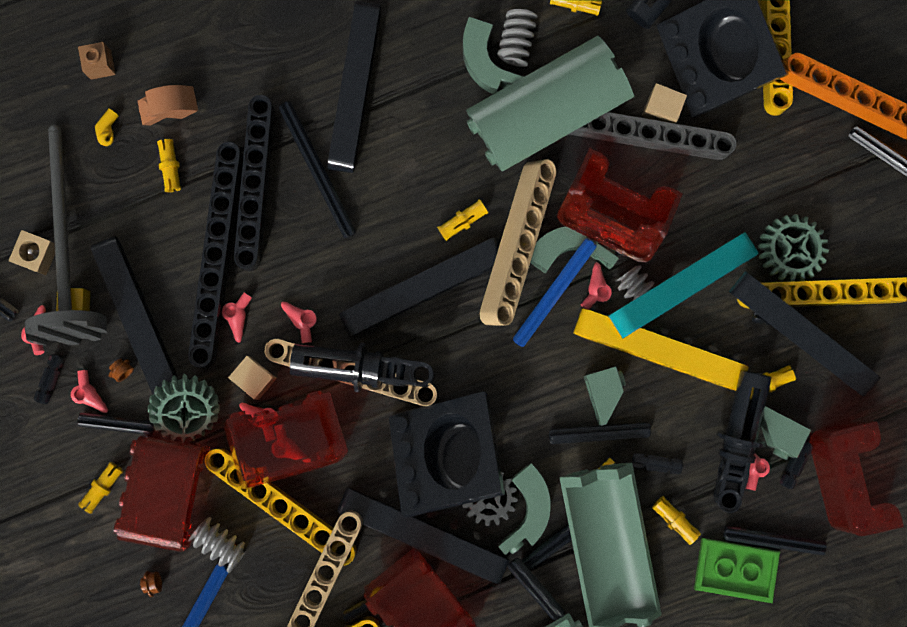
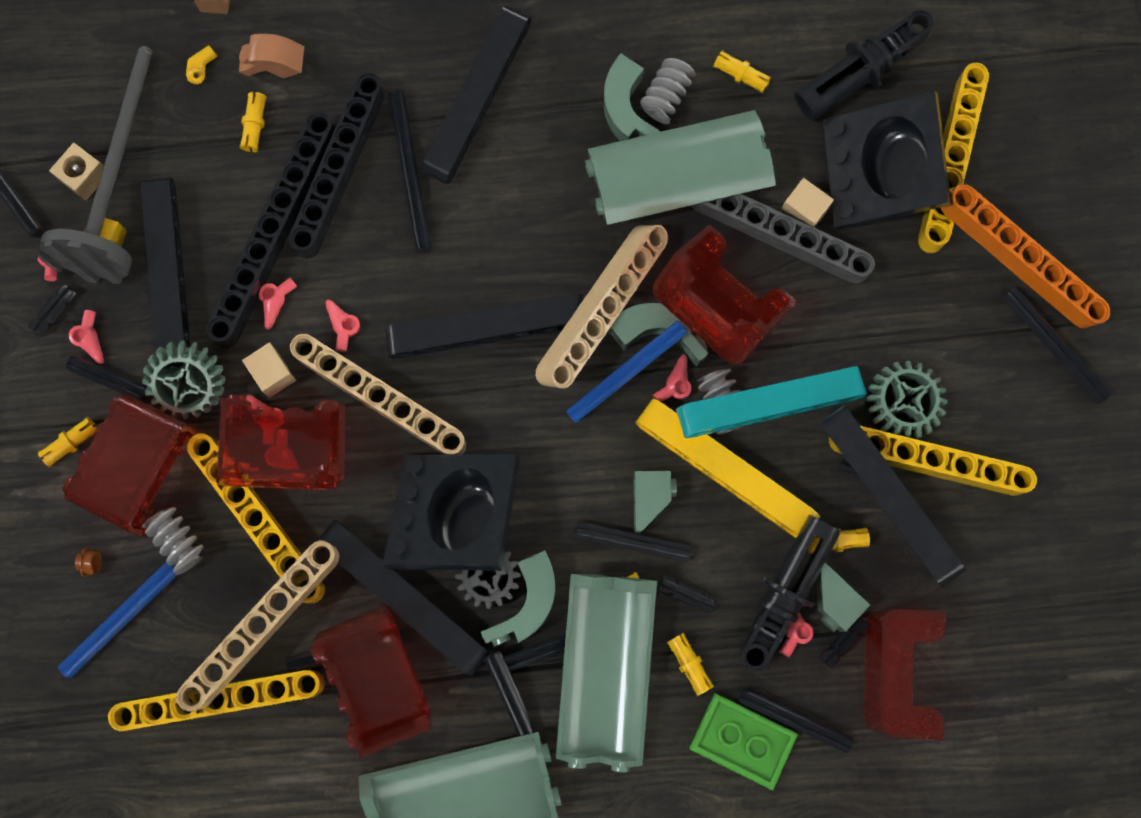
camera: 20 degrees right, 5 degrees down
(120, 370) = (131, 322): dark orange plate -> none
(369, 367) = (393, 391): black piece -> none
(462, 220) = (538, 270): yellow pin -> none

